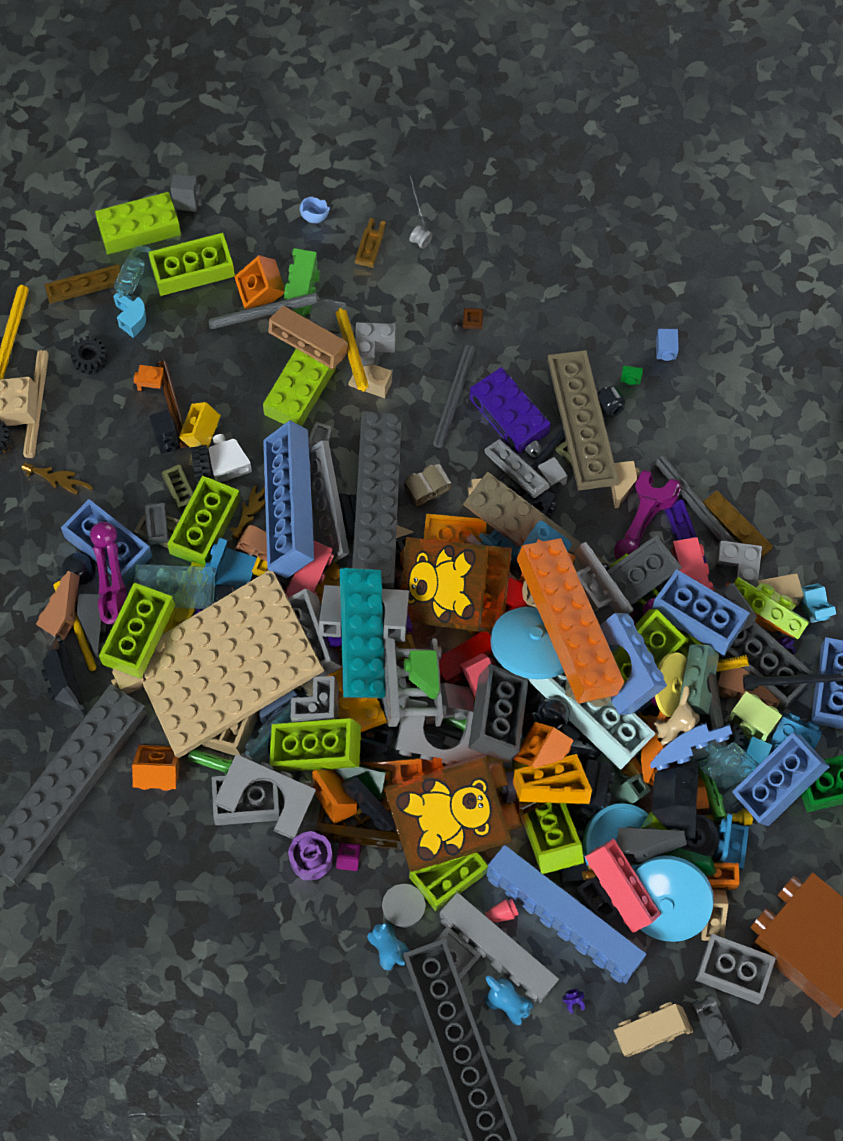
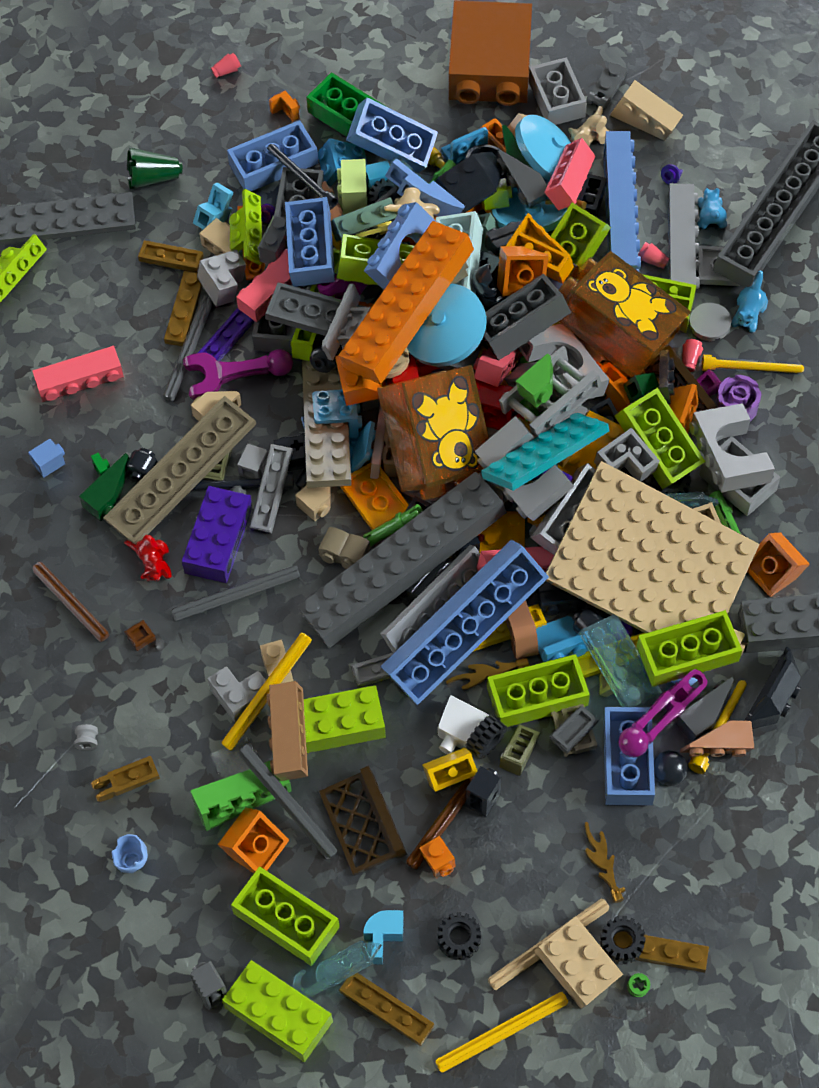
camera: 125 degrees left, 5 degrees down
(211, 368) = (382, 815): none -> dark brown fence
(364, 870) = (712, 363): none -> yellow piece
(384, 861) = (691, 353): none -> coral cone
(411, 523) = (392, 525): none -> bright green pin
(529, 359) = (151, 554): none -> red animal
(536, 292) = (70, 601): none -> reddish brown axle
(606, 365) = (106, 490): none -> dark green slope
(672, 970) = (592, 129): none -> tan animal
(729, 412) = (78, 374): none -> coral brick
(795, 546) = (170, 256): none -> pearl gold plate

